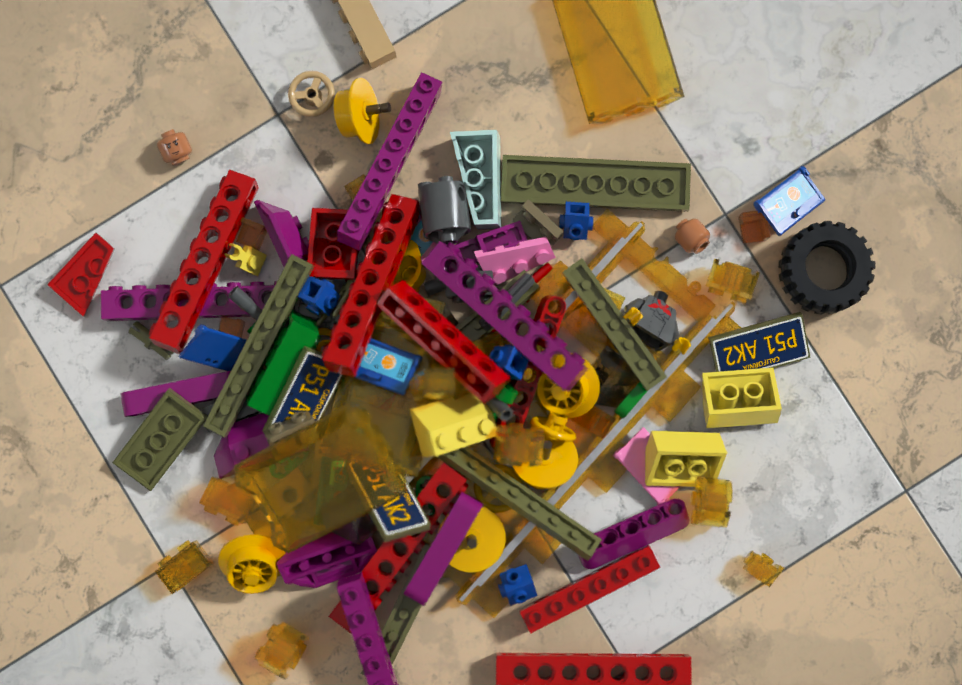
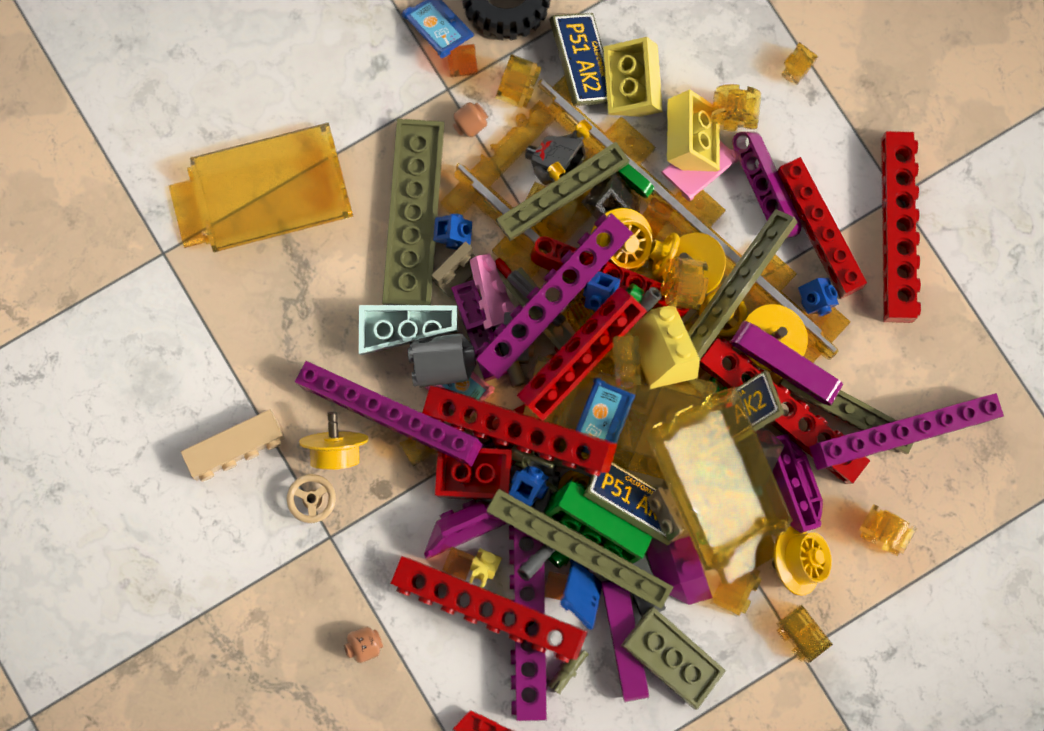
camera: 95 degrees left, 5 degrees down
(411, 268) = (500, 394): yellow piece -> none

